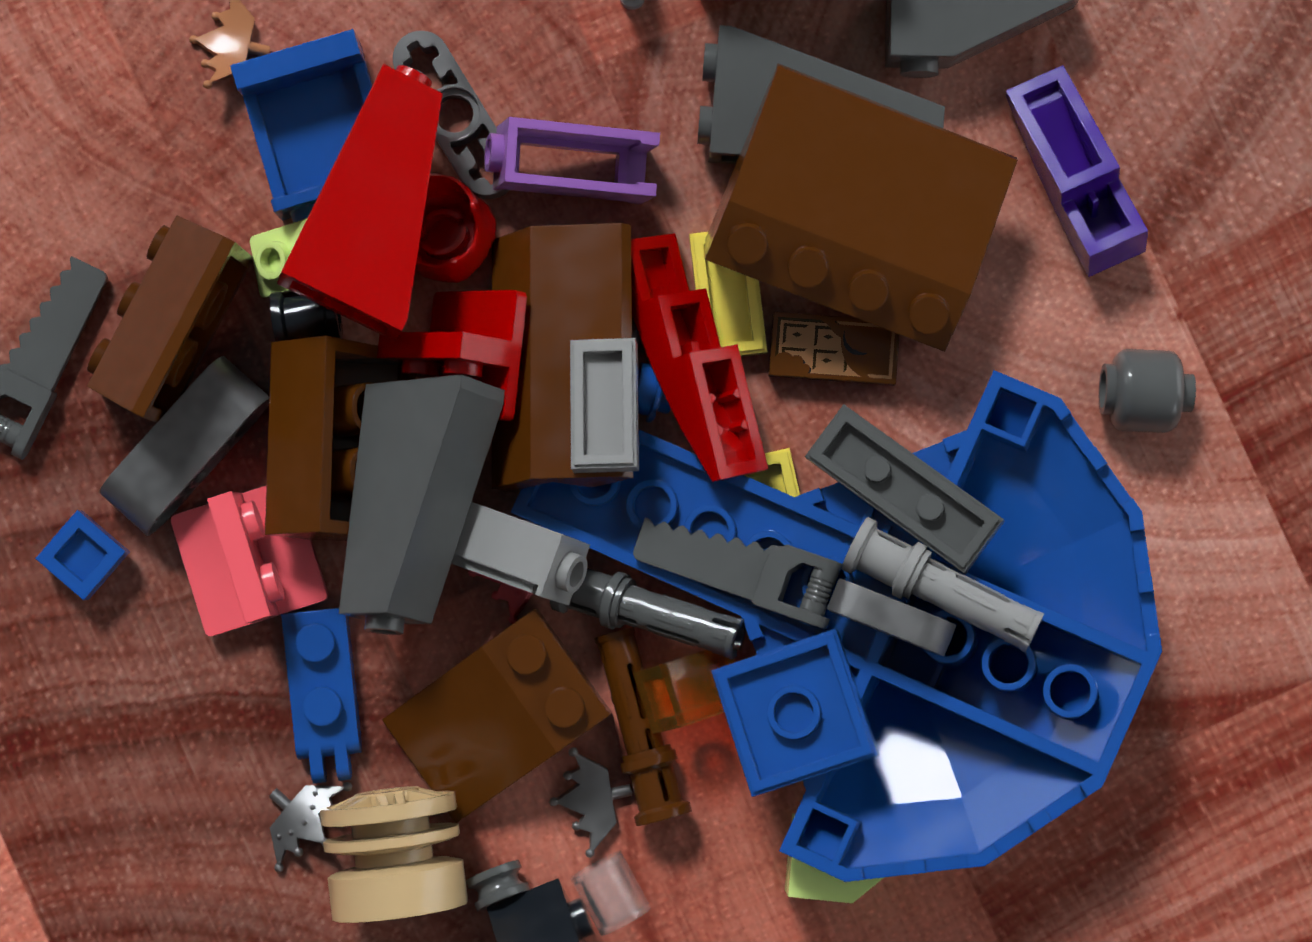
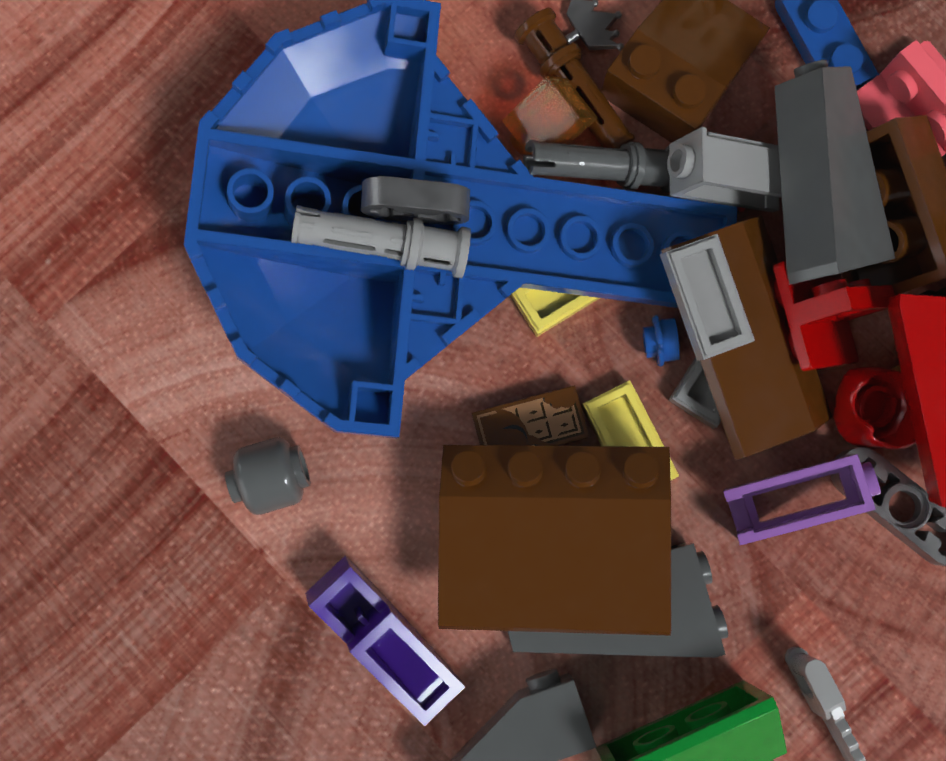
camera: 165 degrees right, 5 degrees down
(695, 373) = (645, 368): red slope -> none
(741, 569) = (545, 210): dark grey piece -> none
(795, 713) = (465, 108): blue tile -> none
(904, 489) = (439, 312): dark grey tile -> none

